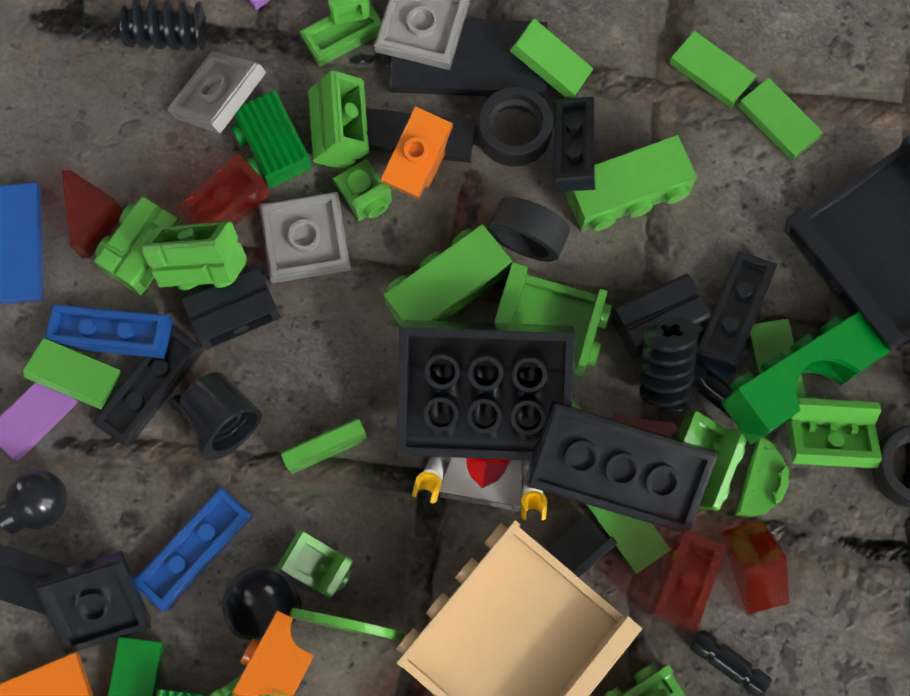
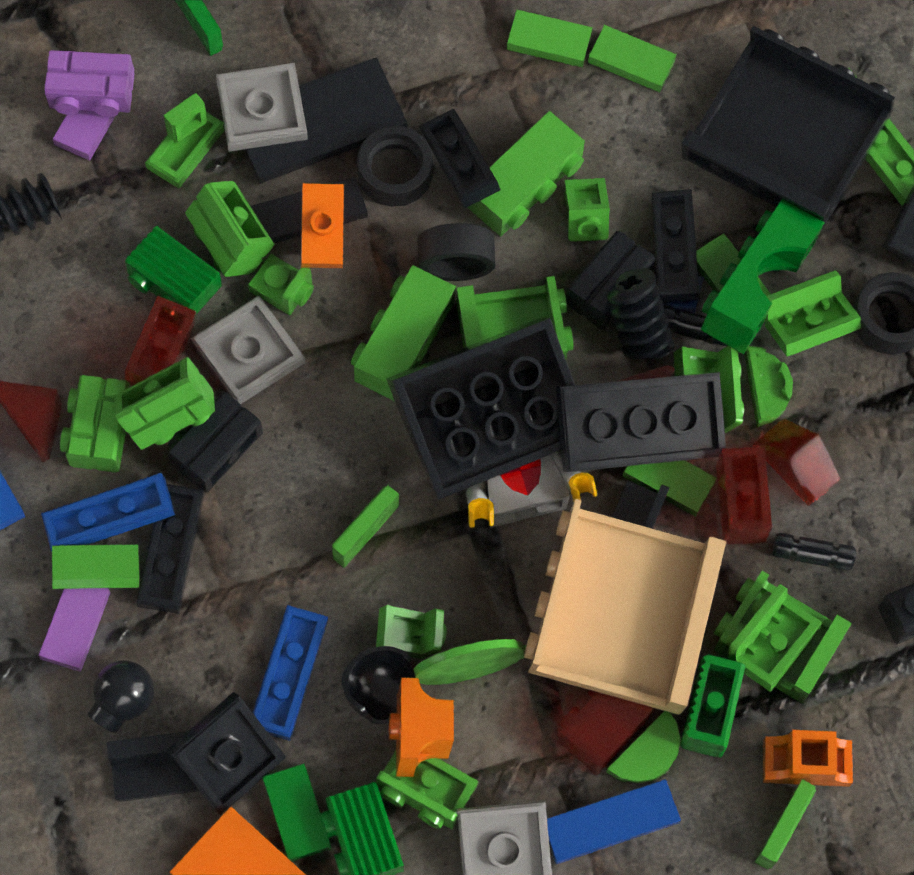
camera: 30 degrees left, 5 degrees down
(216, 91) = (98, 250): light grey tile -> none
(217, 414) = (253, 539): black hat -> none
(551, 59) = (399, 90): bright green tile -> none
(670, 241) = (587, 209): none -> bright green bracket

